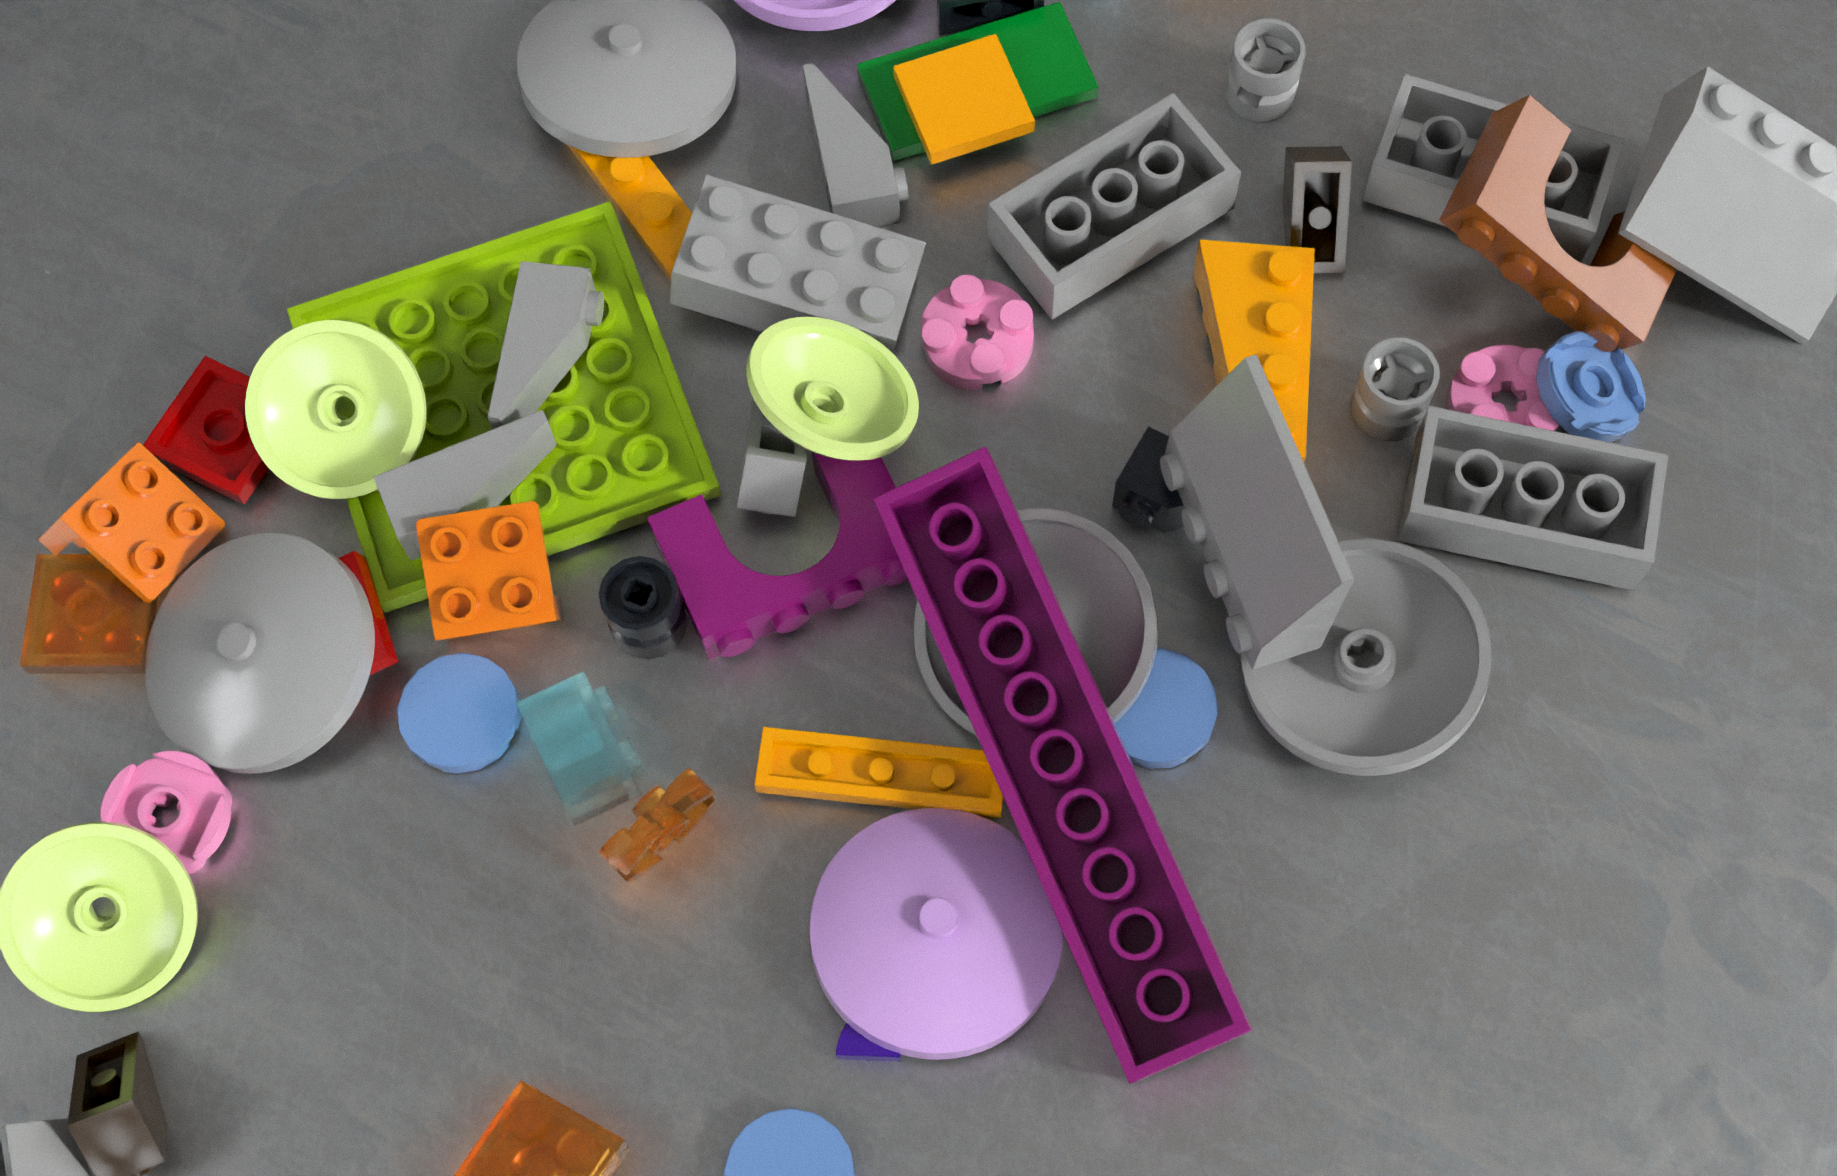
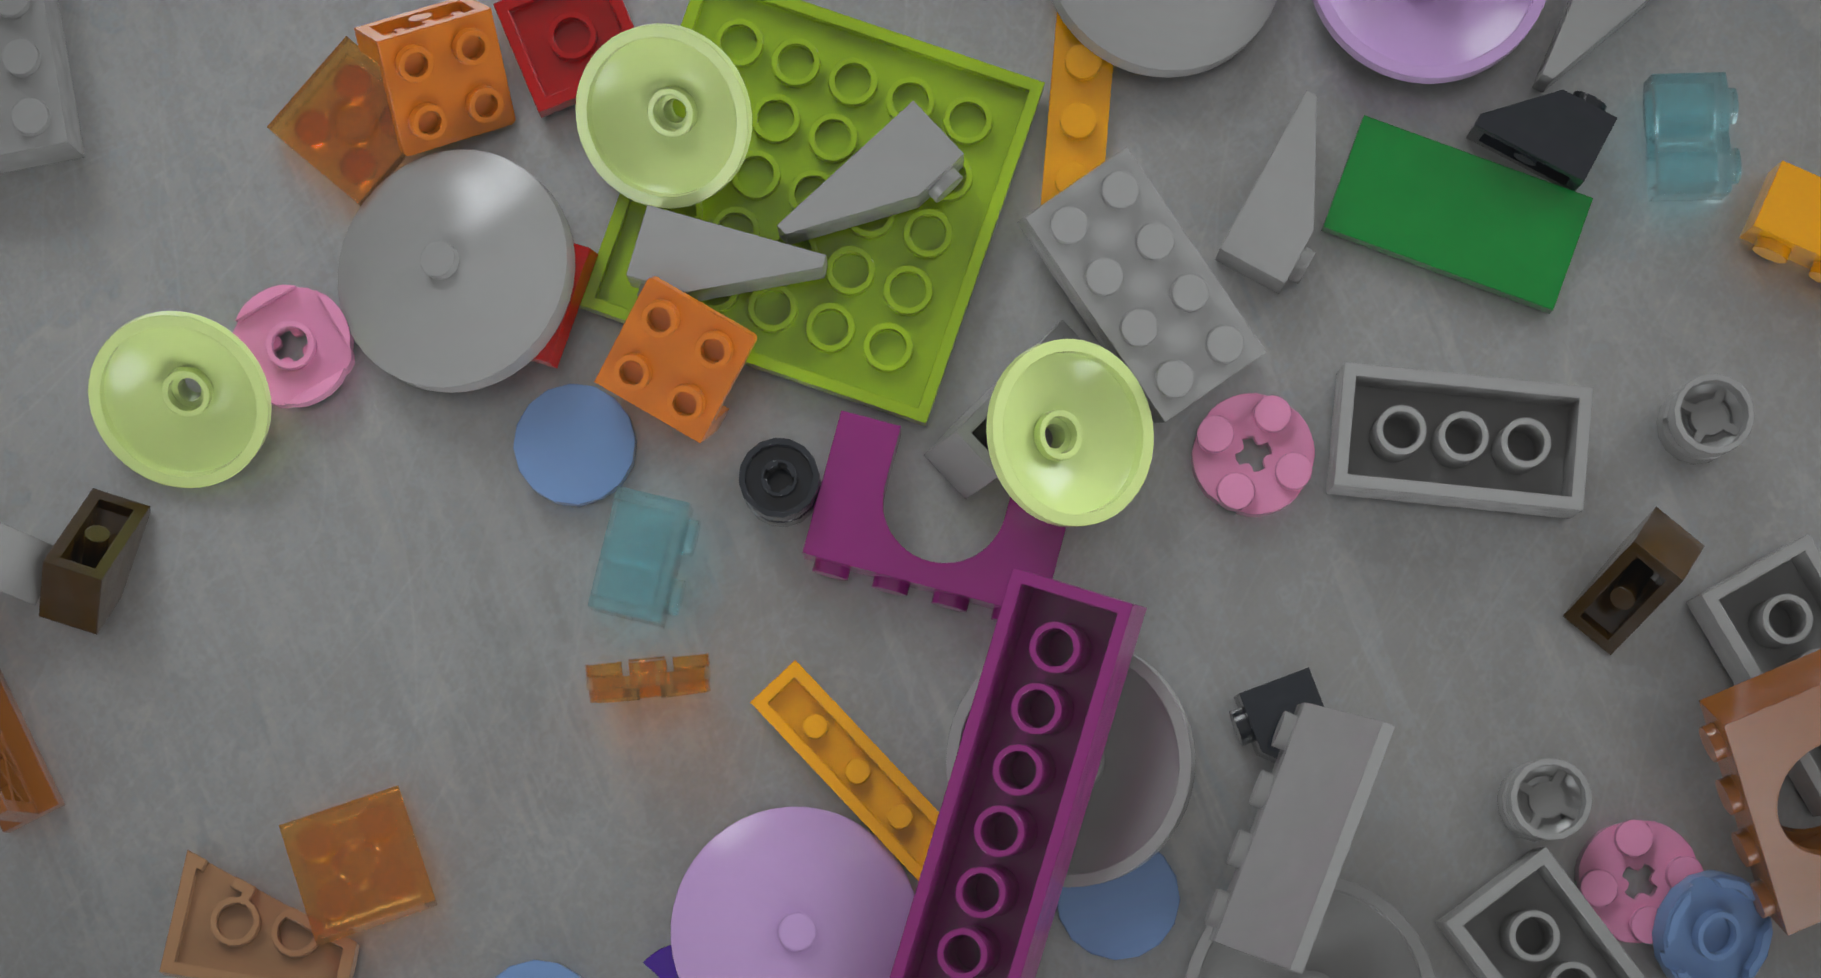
camera: 40 degrees right, 15 degrees up
(963, 99) = (1423, 230): light orange tile -> none
(1261, 305) = (1477, 661): light orange wedge -> none

